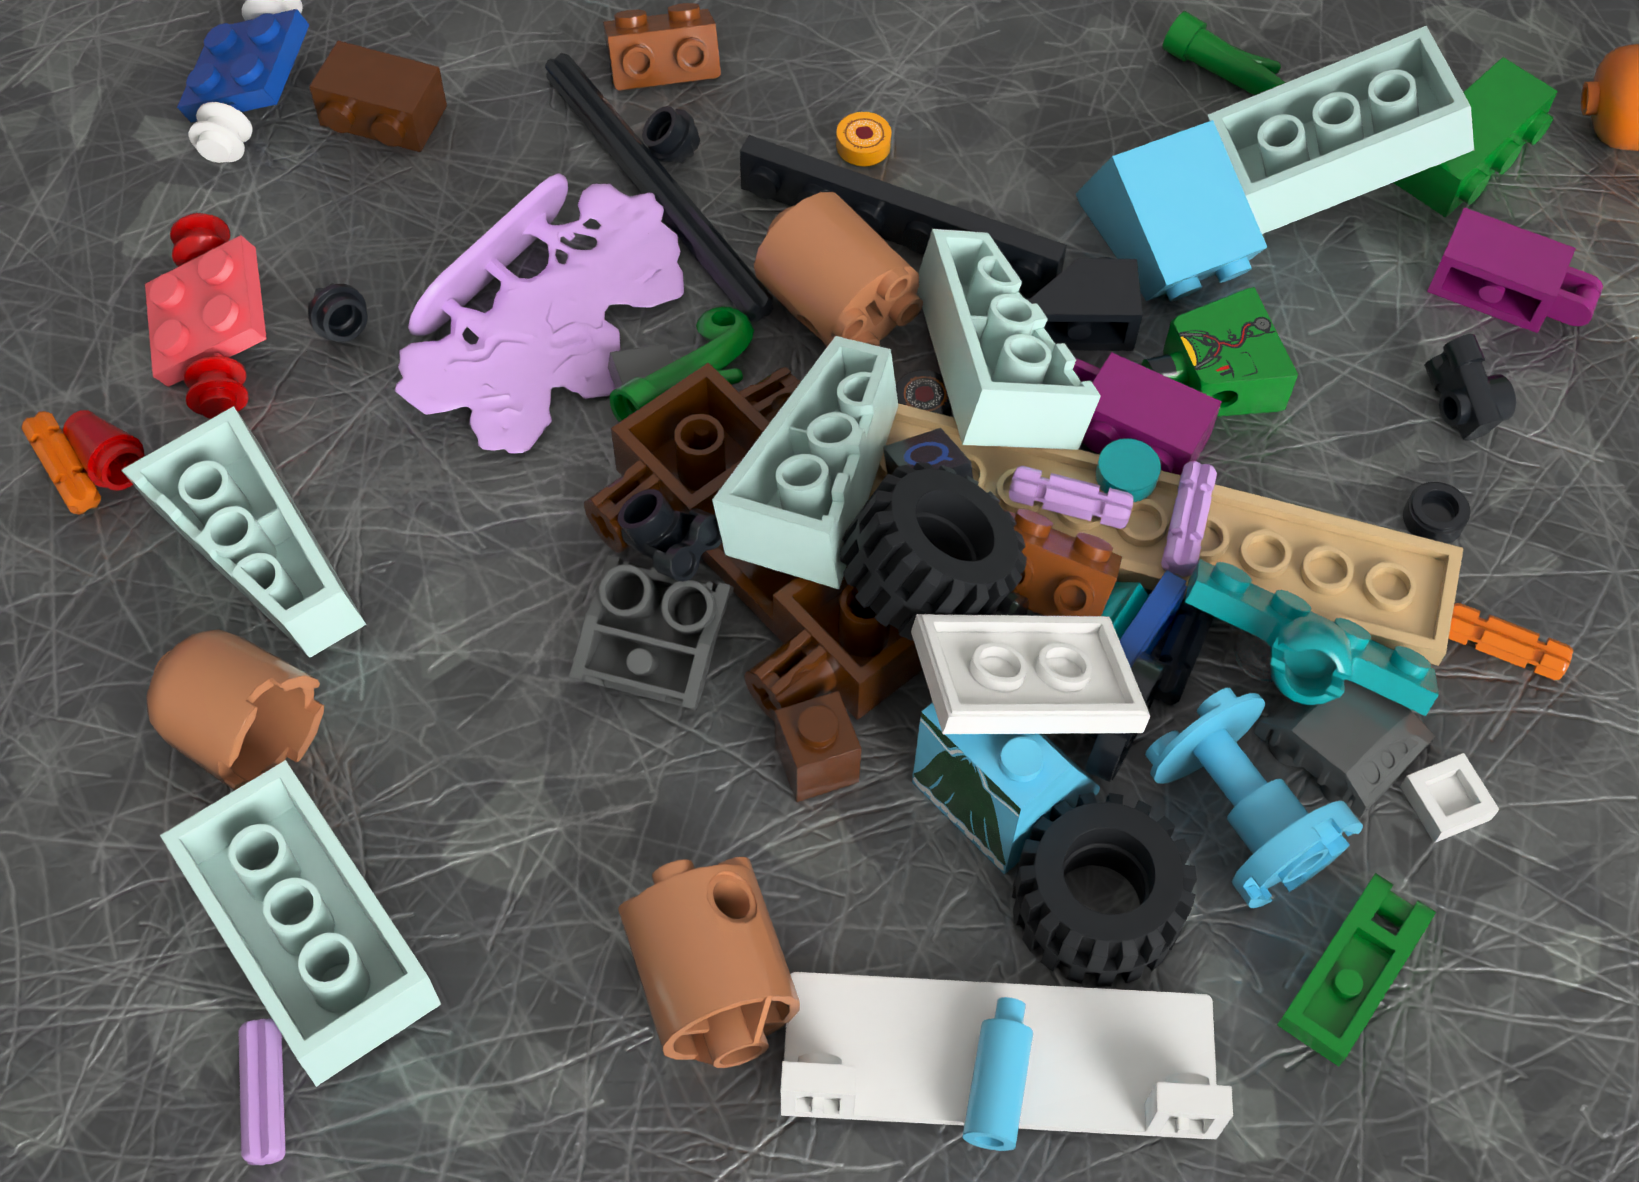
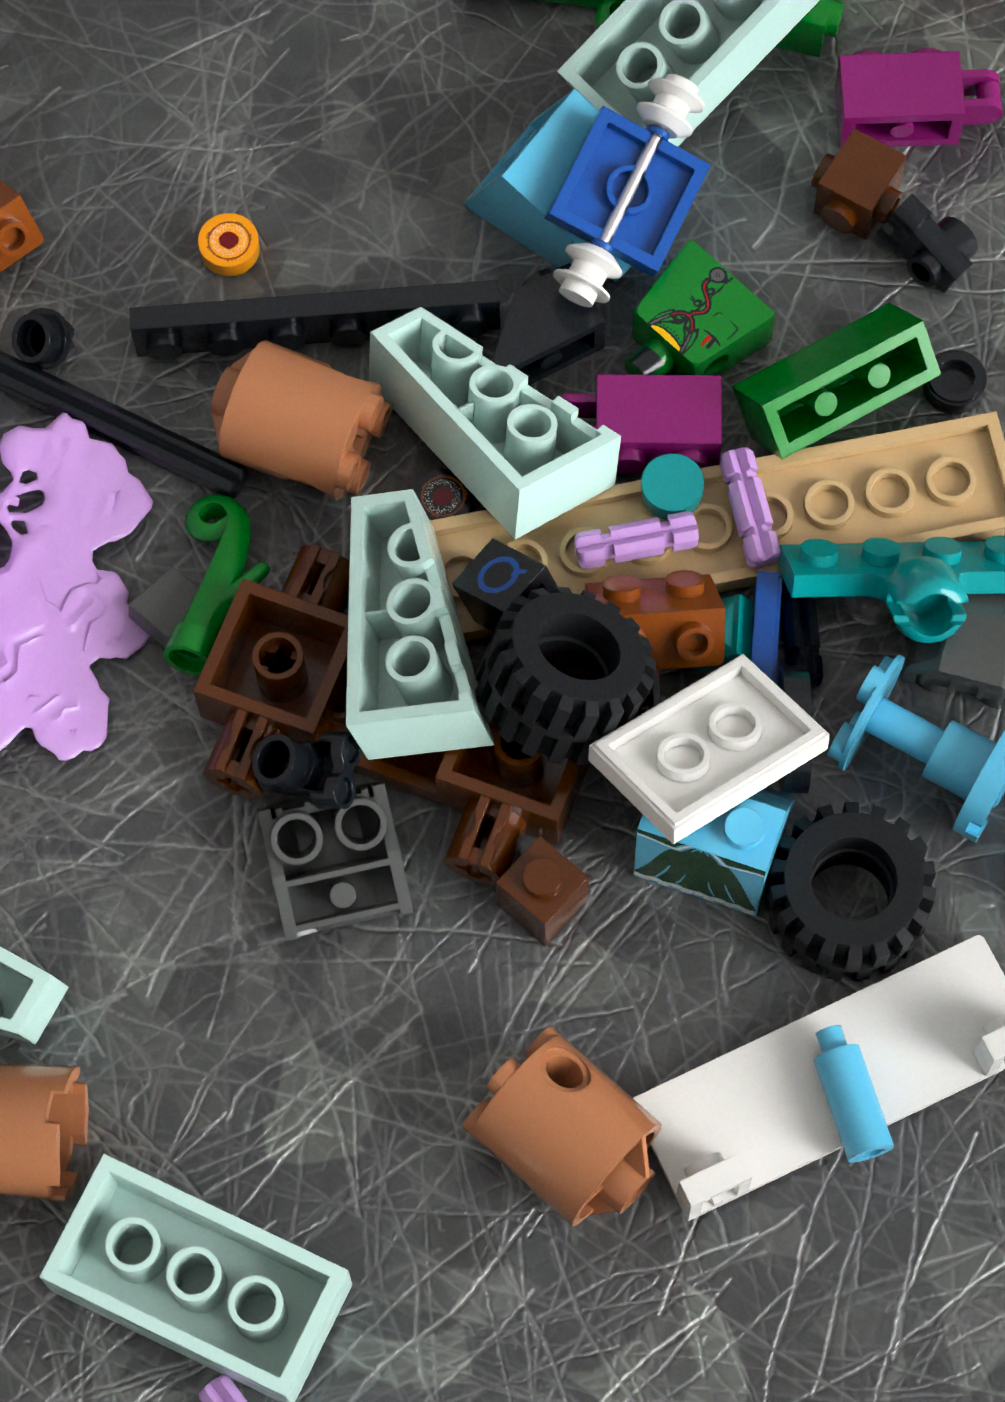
camera: 25 degrees left, 10 degrees up
(1217, 215) = (628, 190): none -> blue plate
(1327, 454) = (836, 380): none -> green brick
(1428, 315) = (858, 185): none -> reddish brown brick

